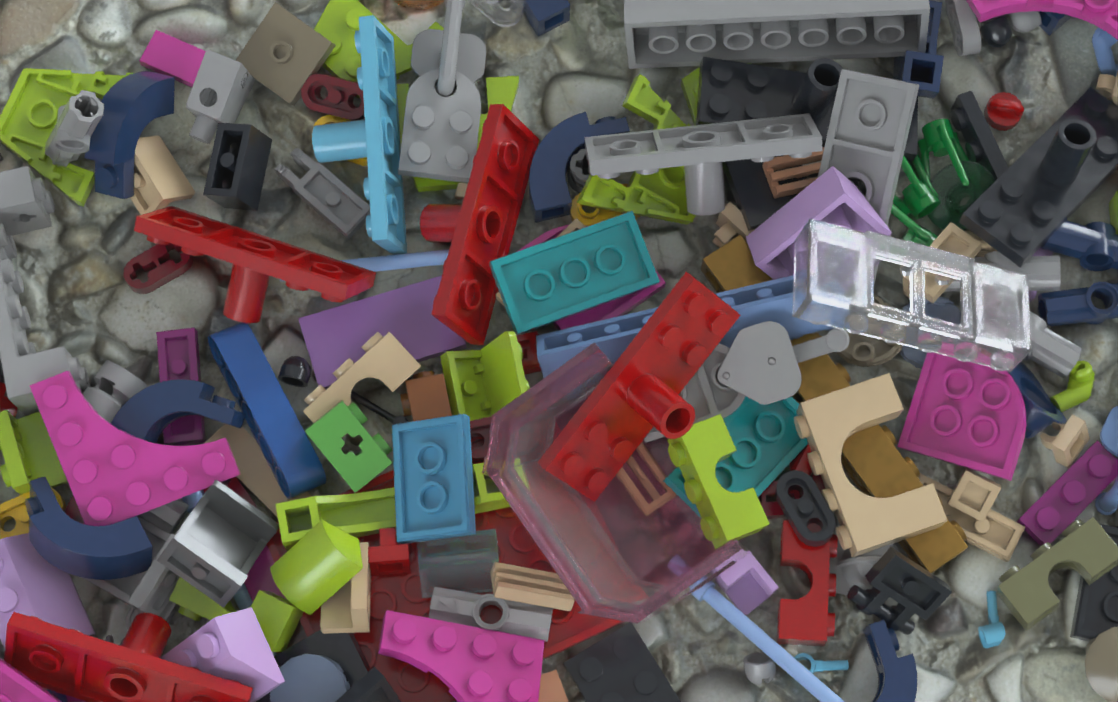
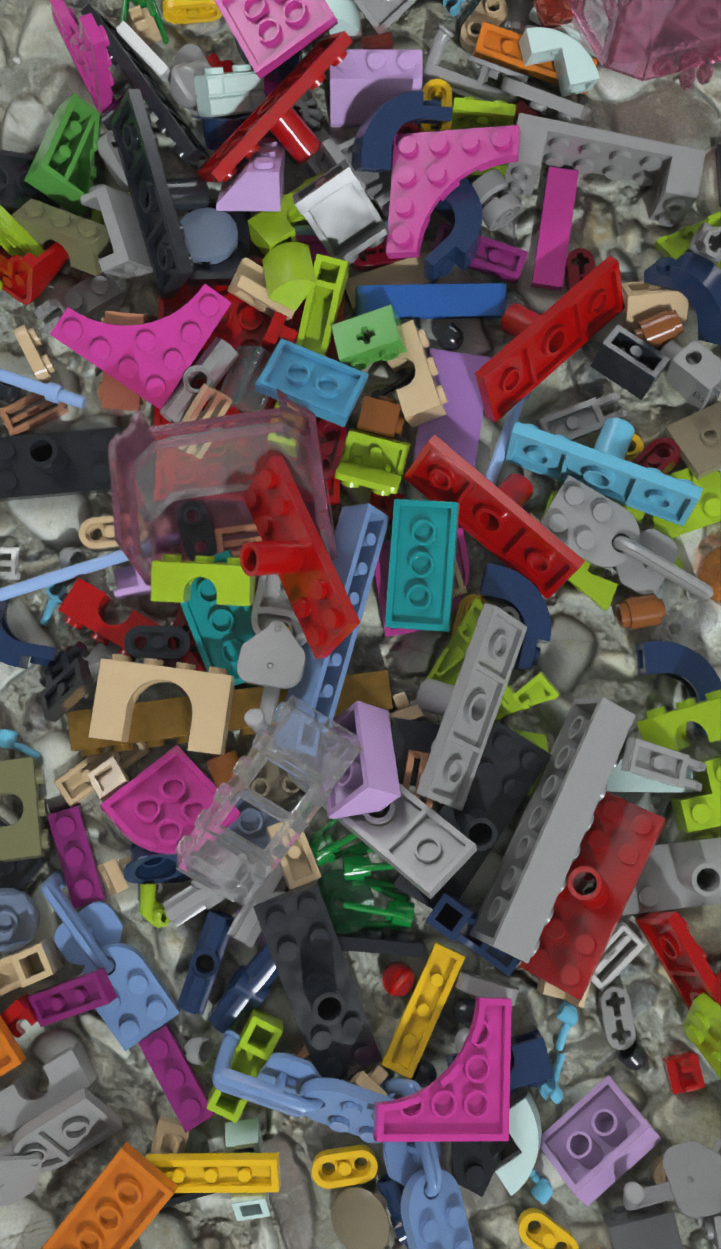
camera: 120 degrees right, 10 degrees up
(113, 318) = (554, 228): none -> dark pink tile
(184, 155) = (659, 328): none -> dark orange brick
(505, 42) = (640, 611): none -> dark orange brick
(662, 532) = (195, 531): none -> black plate
(707, 637) = (106, 525): none -> tan plate
(904, 371) = (222, 766): none -> dark orange brick
(1019, 72) = (422, 1010): none -> yellow plate
(1079, 46) = (424, 1073): none -> black hinge

